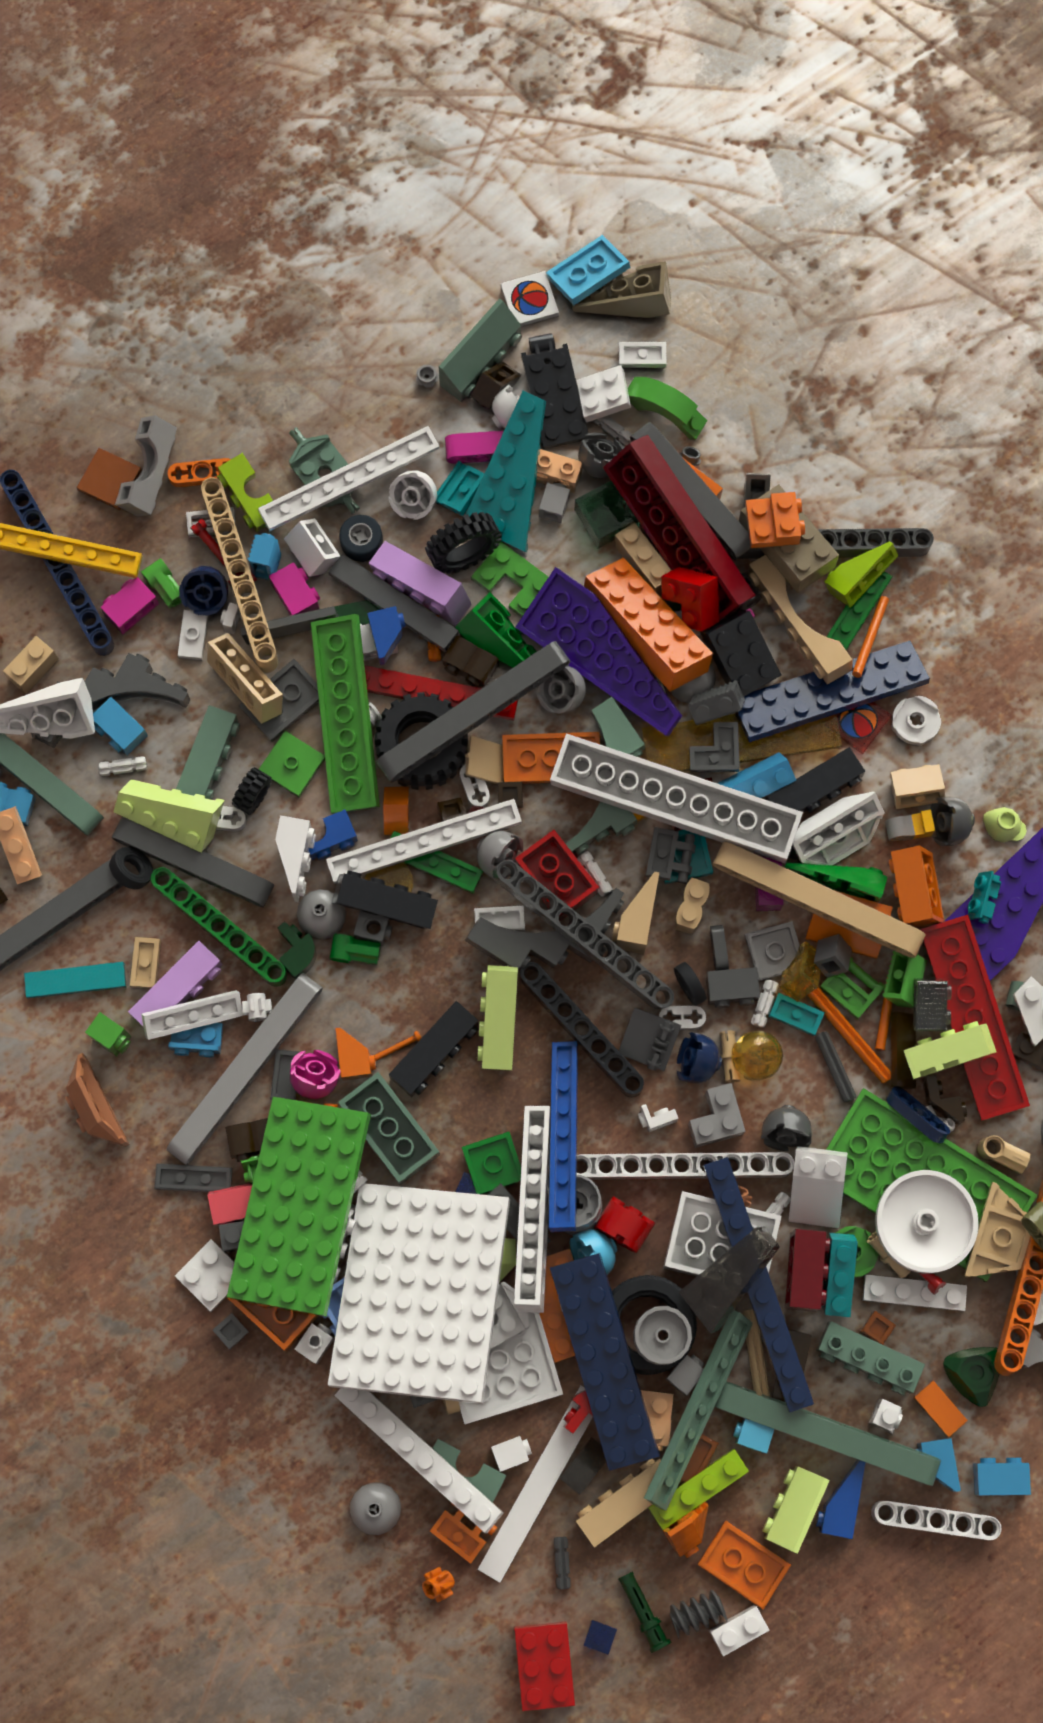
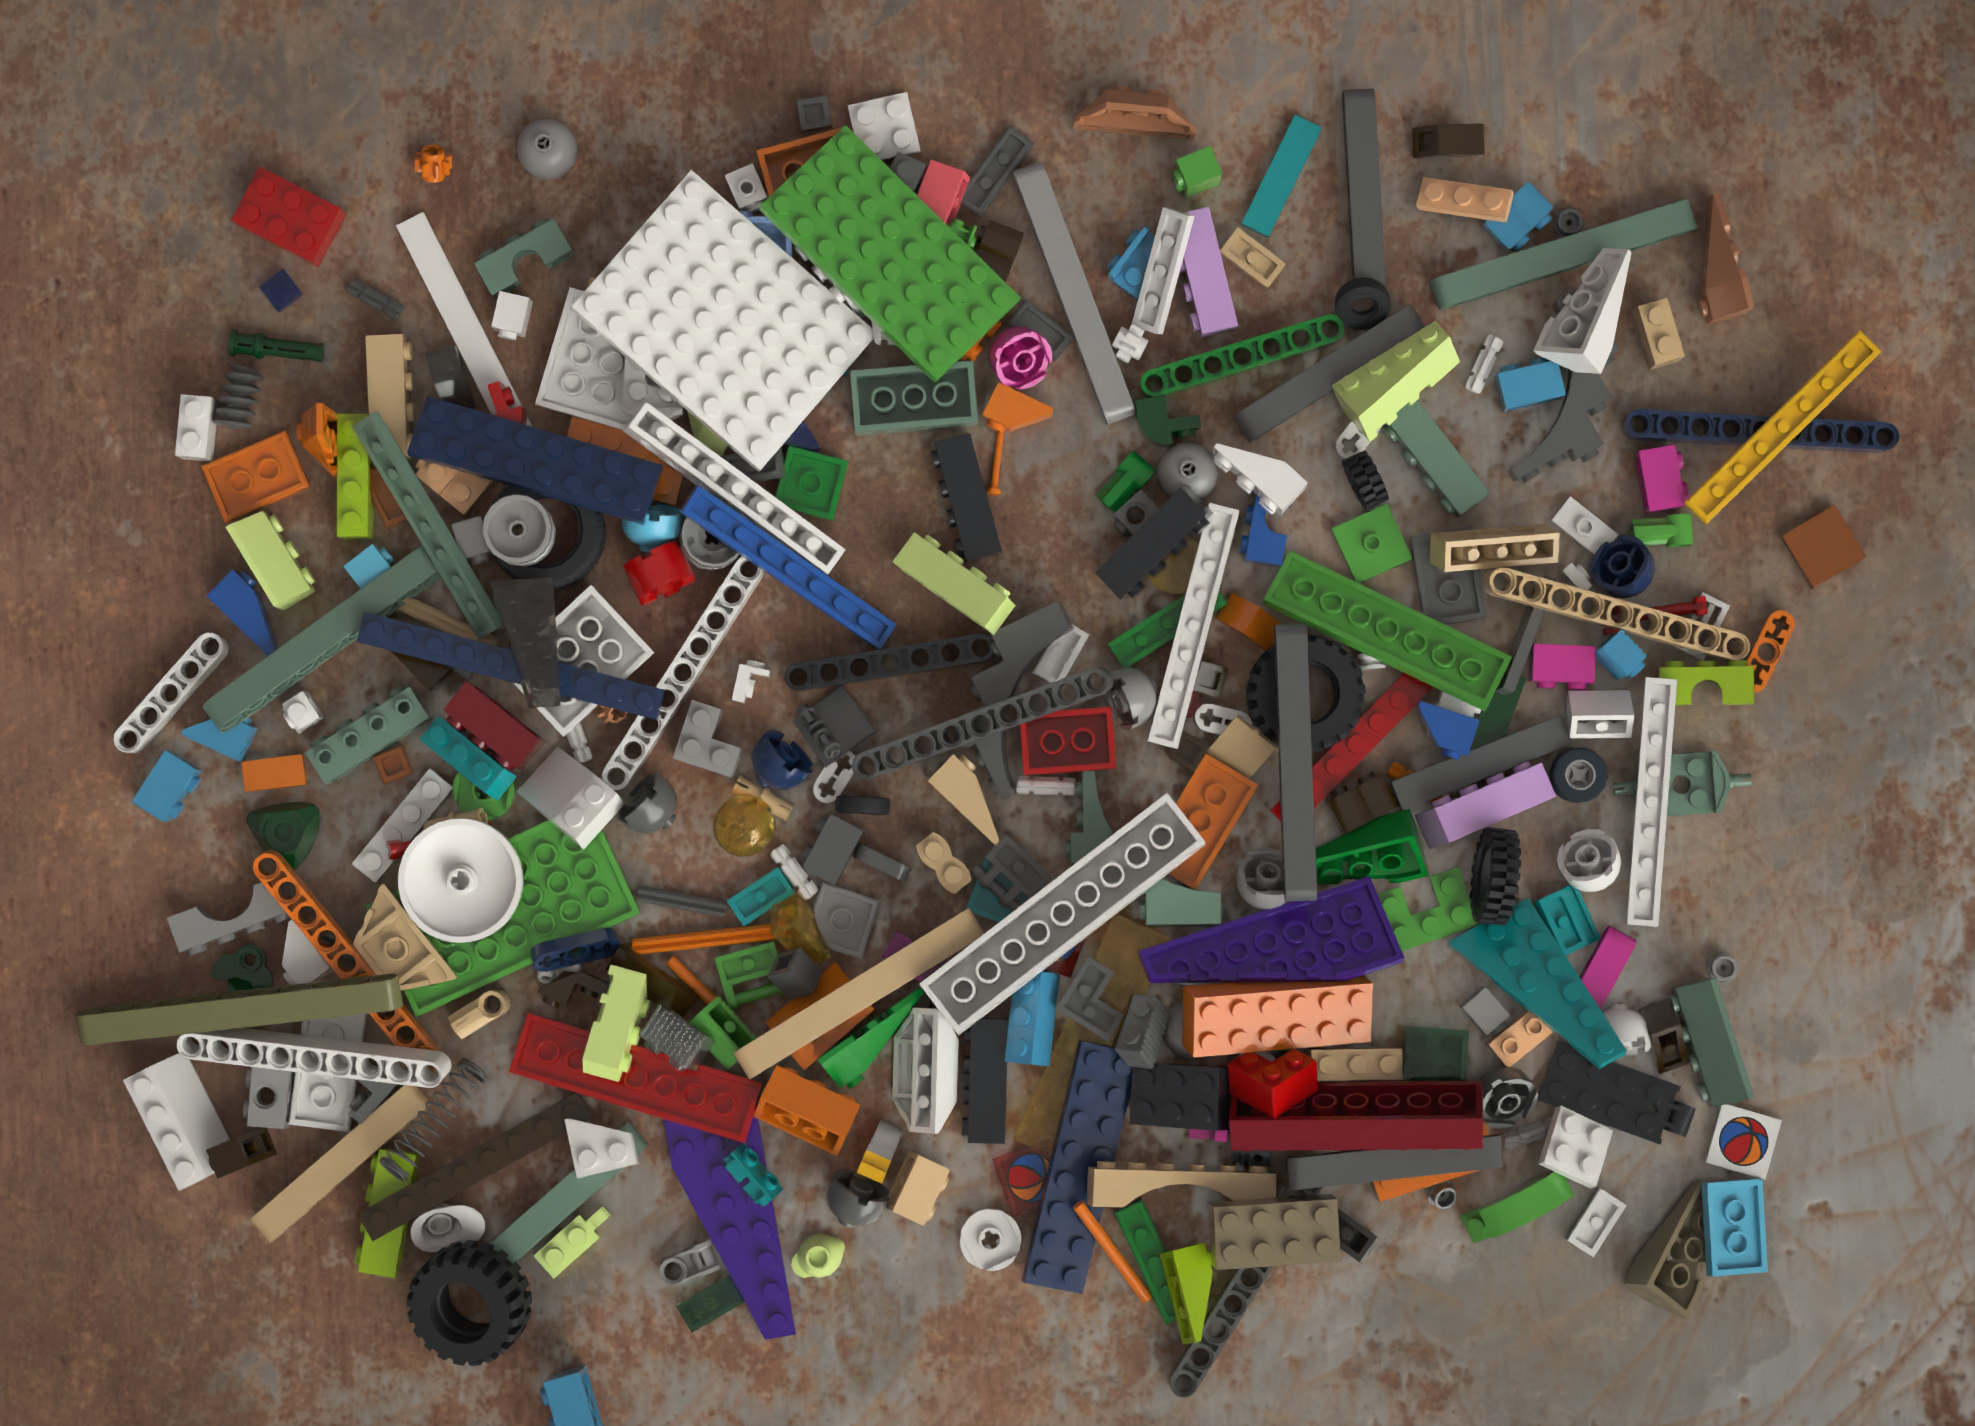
camera: 130 degrees right, 10 degrees up
(155, 439) = (1831, 621): light grey arch -> none
(421, 1457) = (558, 223): white plate -> none
(459, 1536) = (467, 213): orange plate -> none
(775, 520) = (1298, 1223): orange plate -> none

